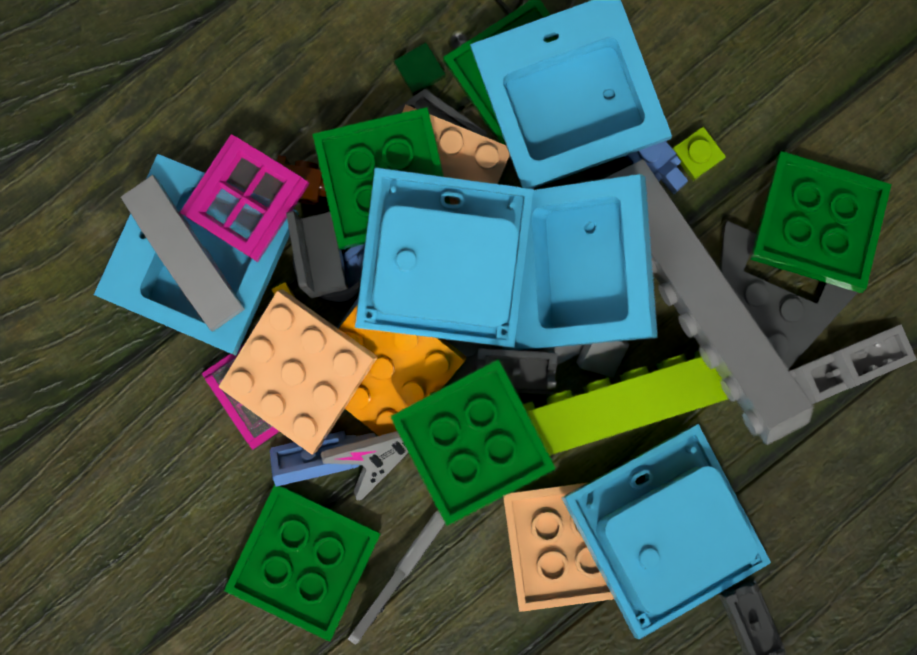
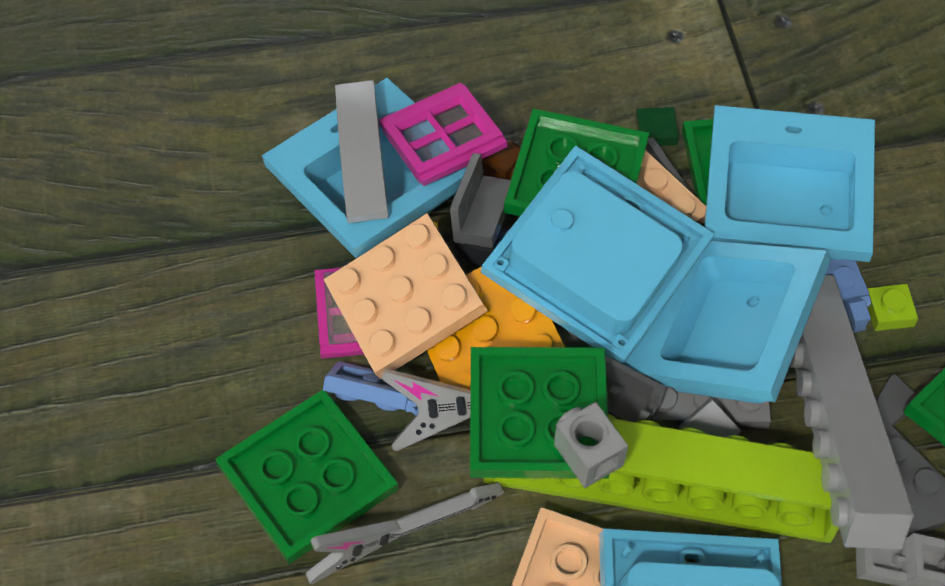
camera: 25 degrees right, 25 degrees down
(550, 467) = (595, 461): none -> light grey brick

